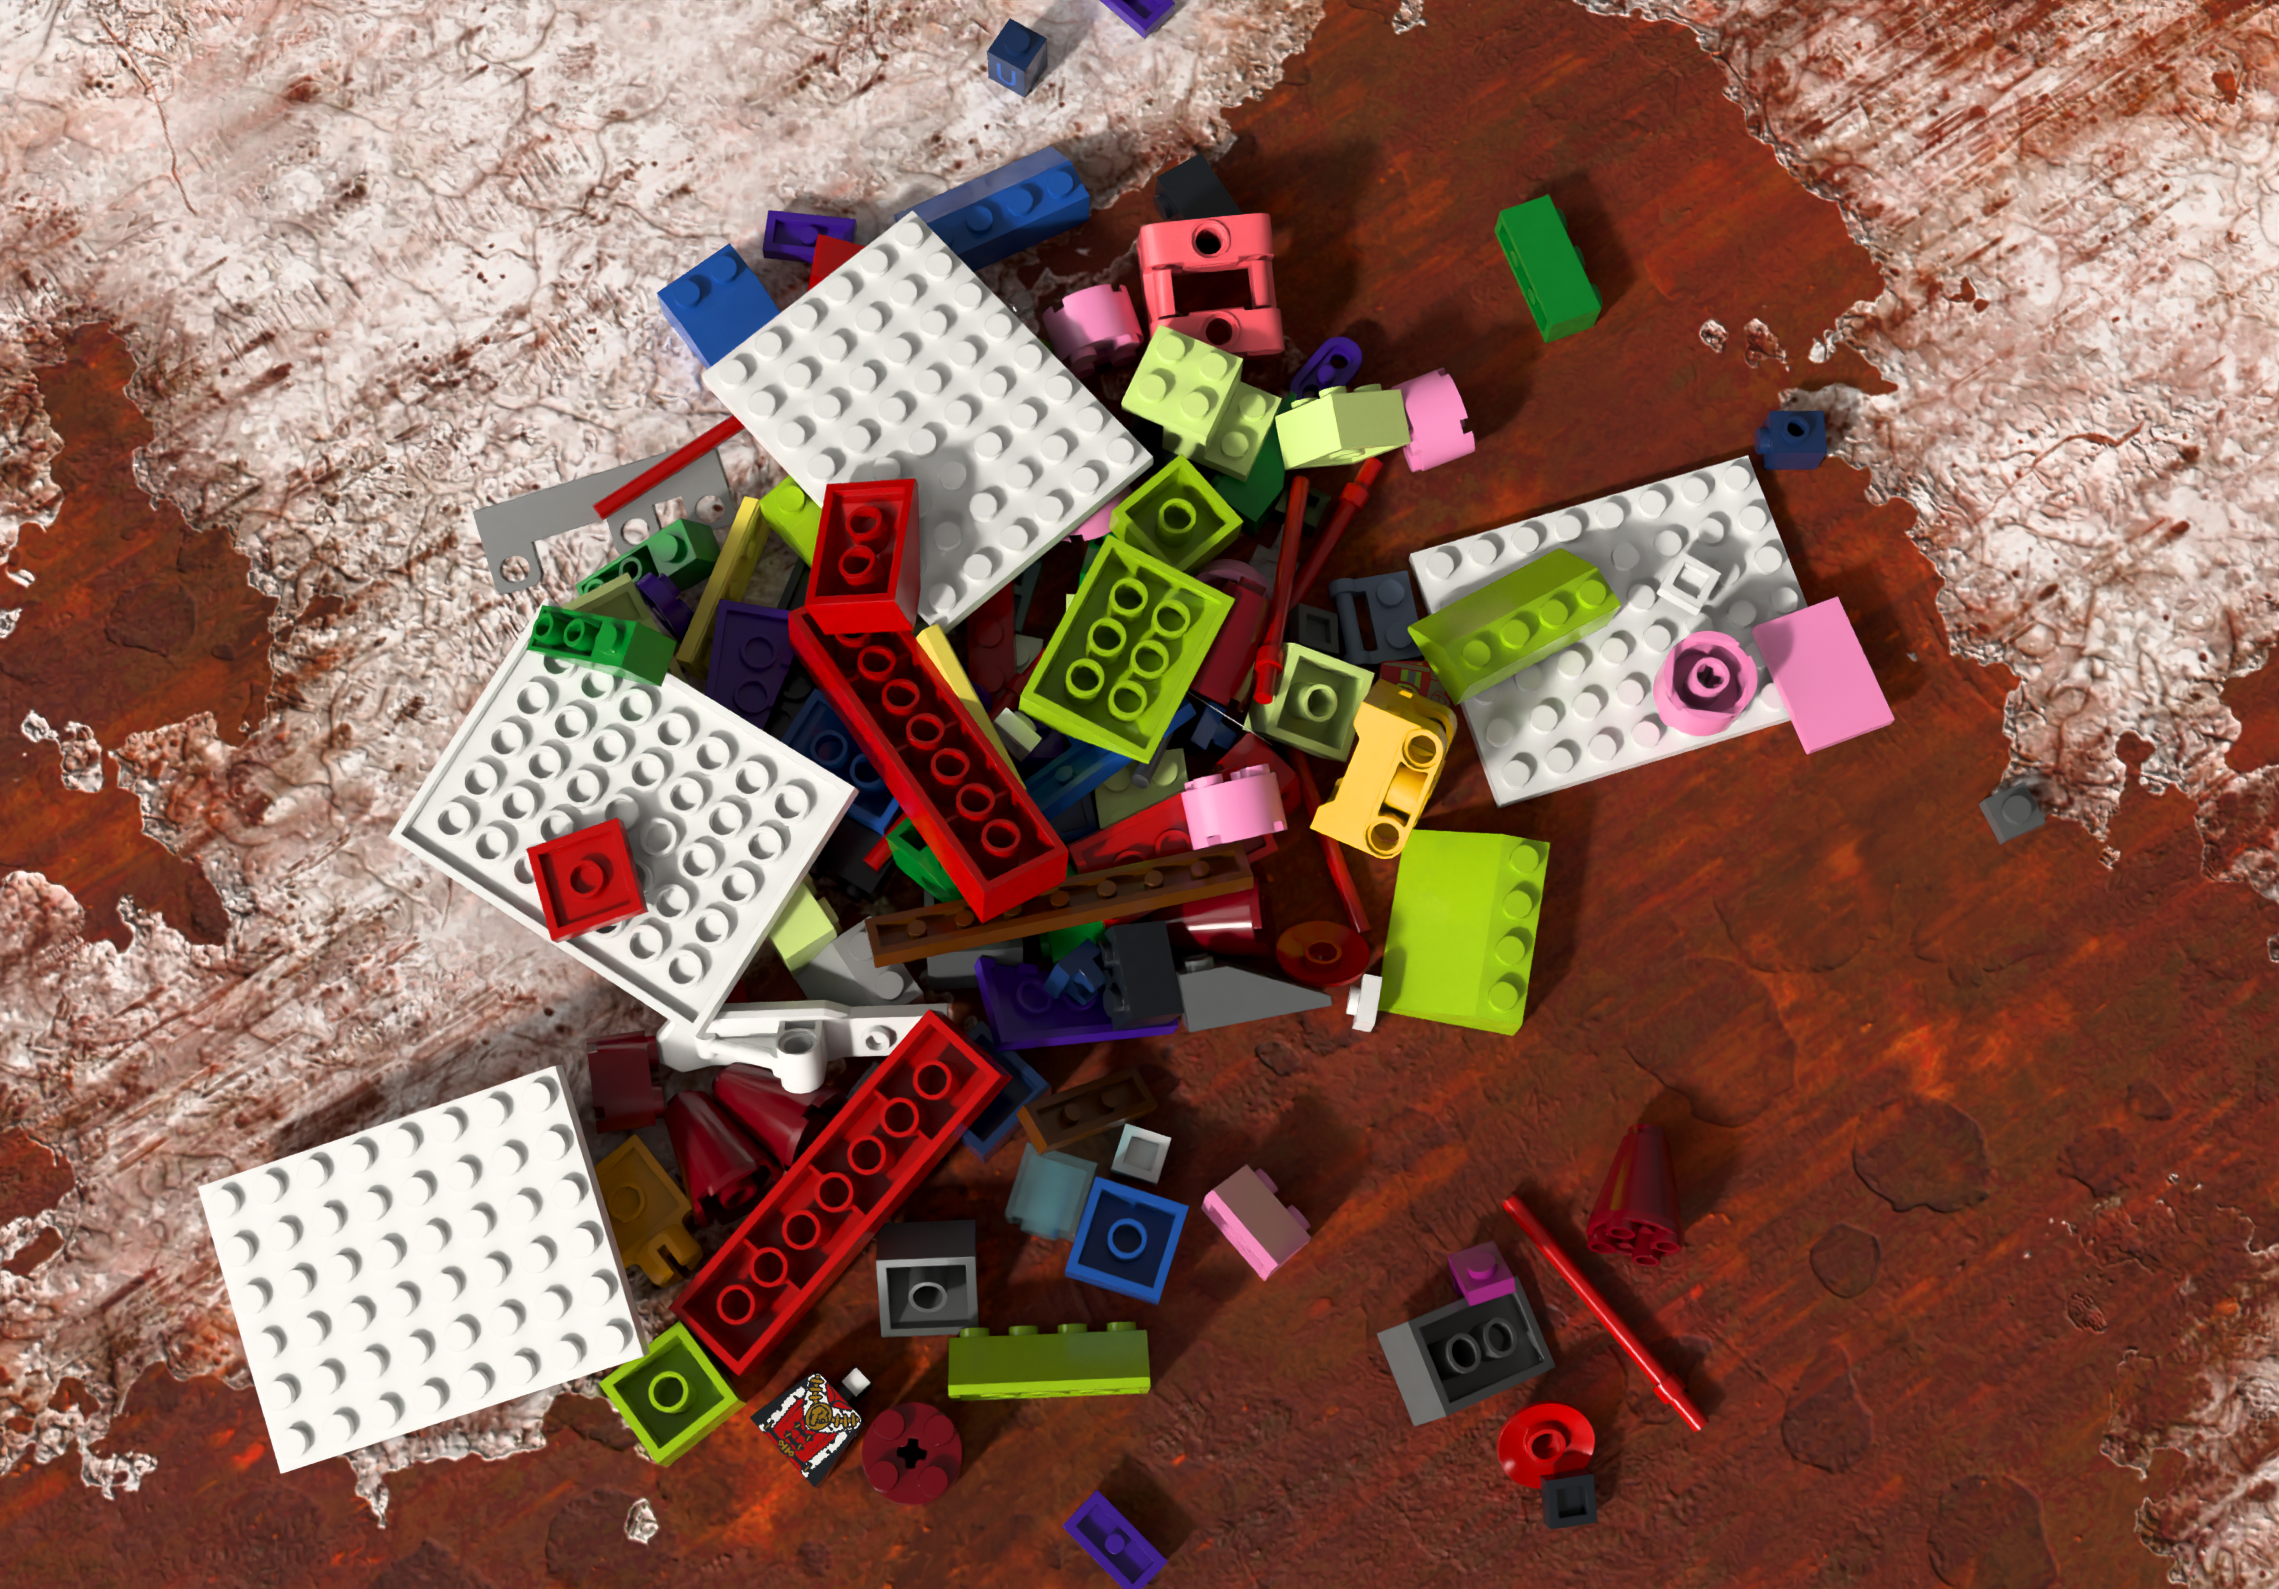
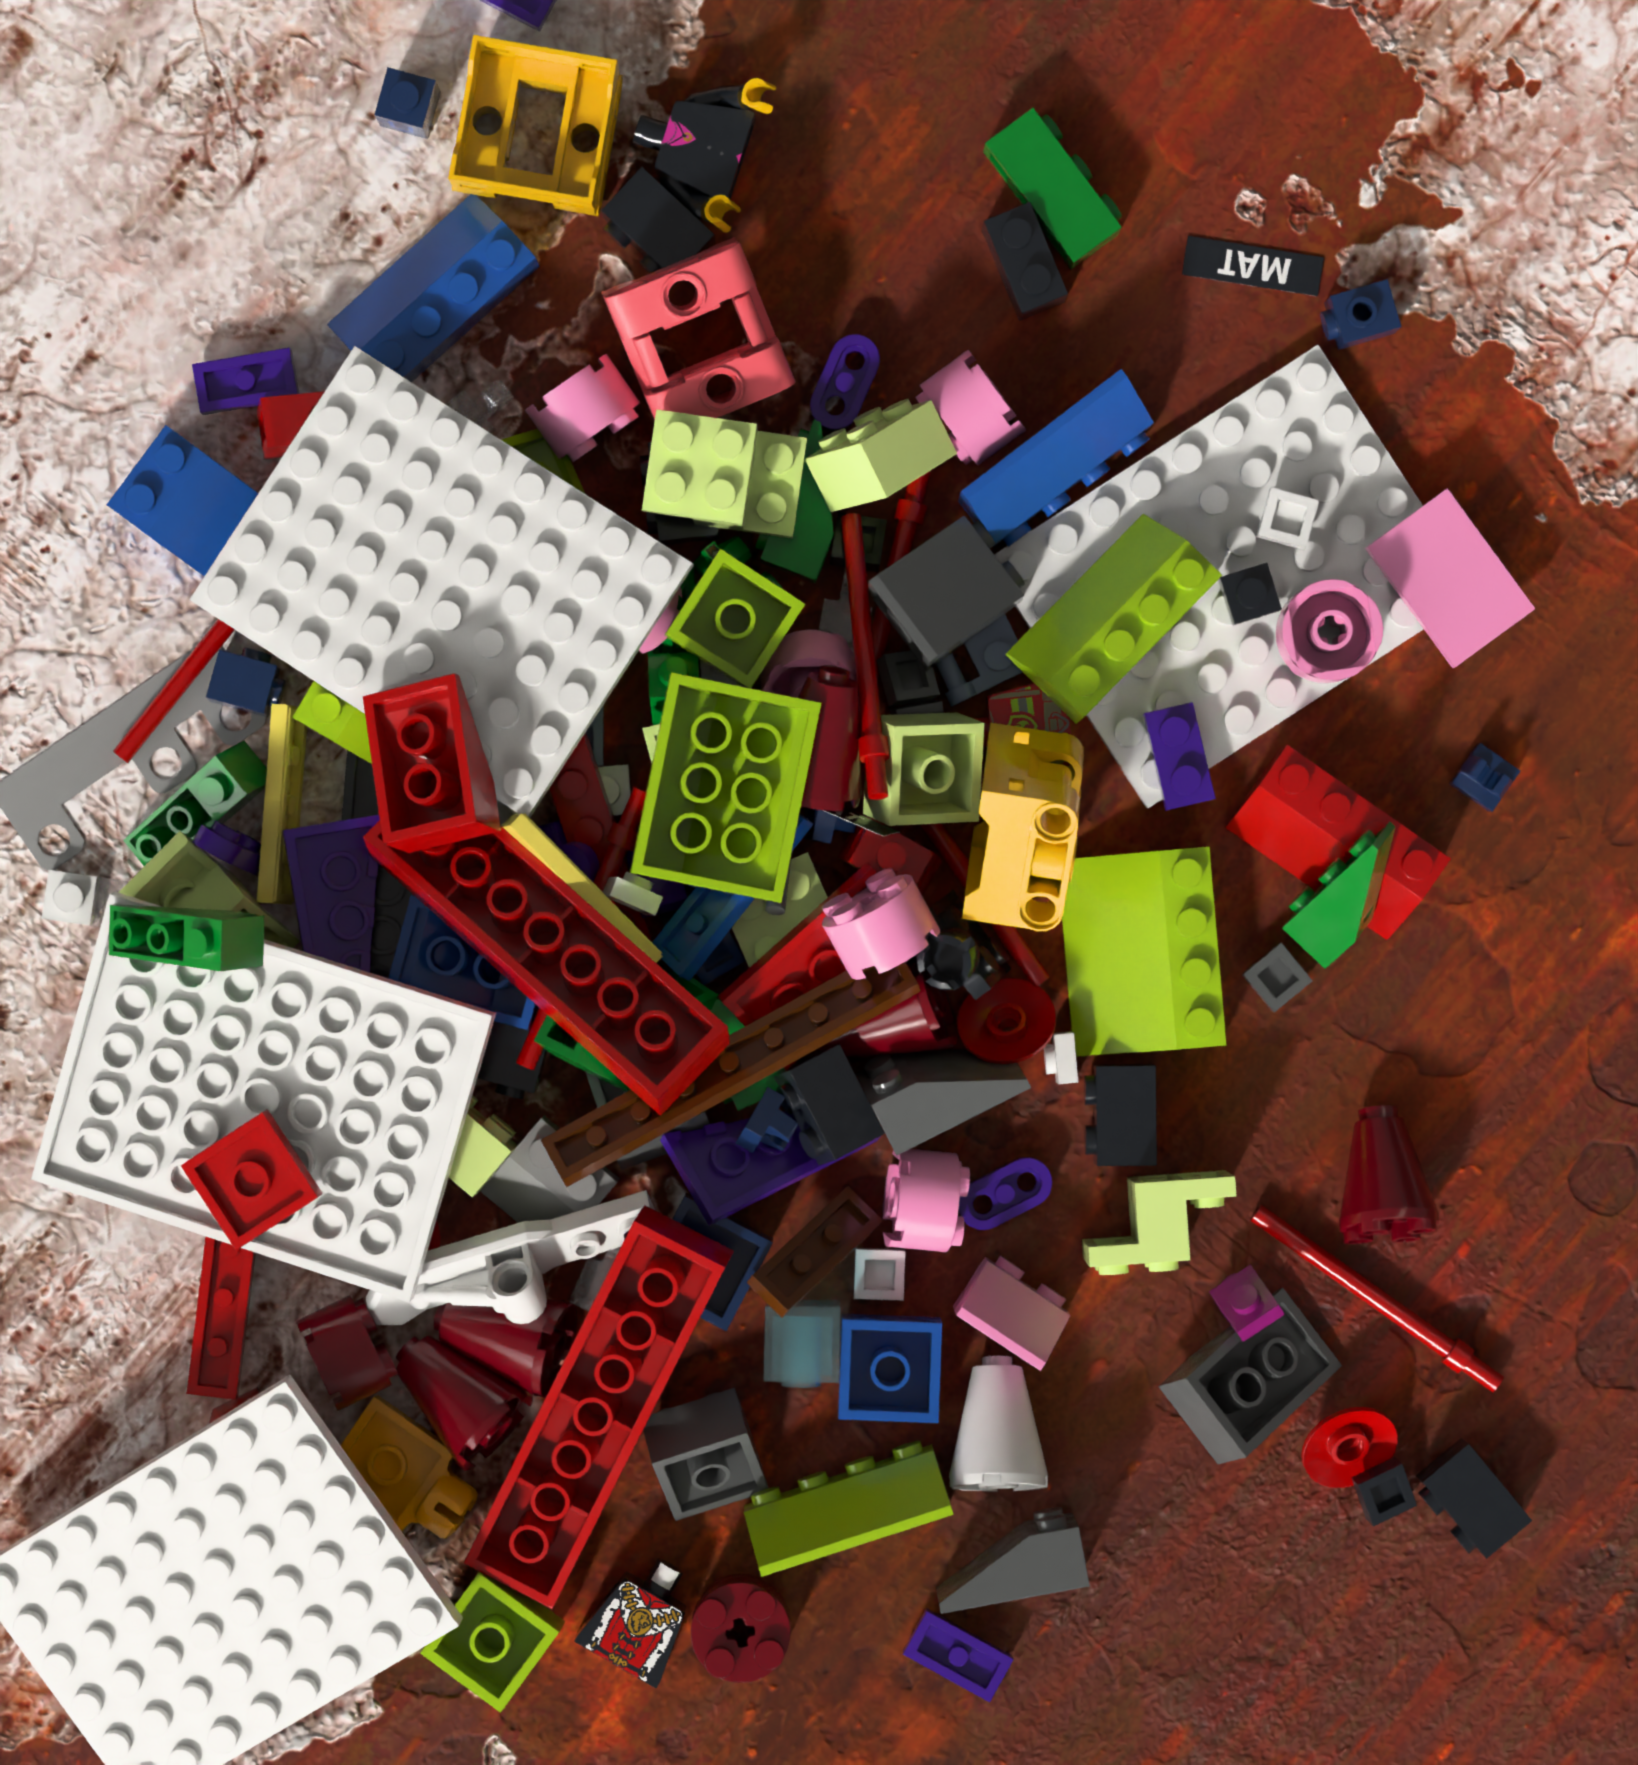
camera: 15 degrees left, 15 degrees up
(508, 617) = (69, 897): none -> white plate
(522, 1015) = (221, 1320): none -> red plate
(726, 476) = (246, 681): none -> dark blue brick
(1140, 57) = (492, 86): none -> yellow piece
(1203, 1092) = (924, 1200): none -> bright pink brick
(1211, 1336) = (998, 1433): none -> white cone
(1215, 1463) = (1027, 1562): none -> dark grey slope
(1262, 152) = (705, 146): none -> black torso
(1277, 1112) = (1005, 1194): none -> dark purple plate
(1293, 866) = (961, 951): none -> black plate
(1366, 560) = (946, 591): none -> dark grey slope
(1407, 1070) = (1122, 1115): none -> black brick
(1418, 1170) = (1158, 1221): none -> yellowish green bracket
(1494, 480) = (1057, 459): none -> blue slope
(1508, 318) = (1024, 261): none -> black brick
(1541, 761) = (1179, 756): none -> dark purple plate
(1581, 985) = (1277, 977): none -> dark grey plate
(1639, 640) = (1250, 594): none -> black plate
(1653, 1531) = (1473, 1499): none -> black brick
(1663, 928) = (1342, 907): none -> green slope
(1666, 879) = (1311, 818): none -> red slope
(1704, 381) = (1252, 266): none -> black sticker
(1813, 863) = (1484, 777): none -> dark blue tile

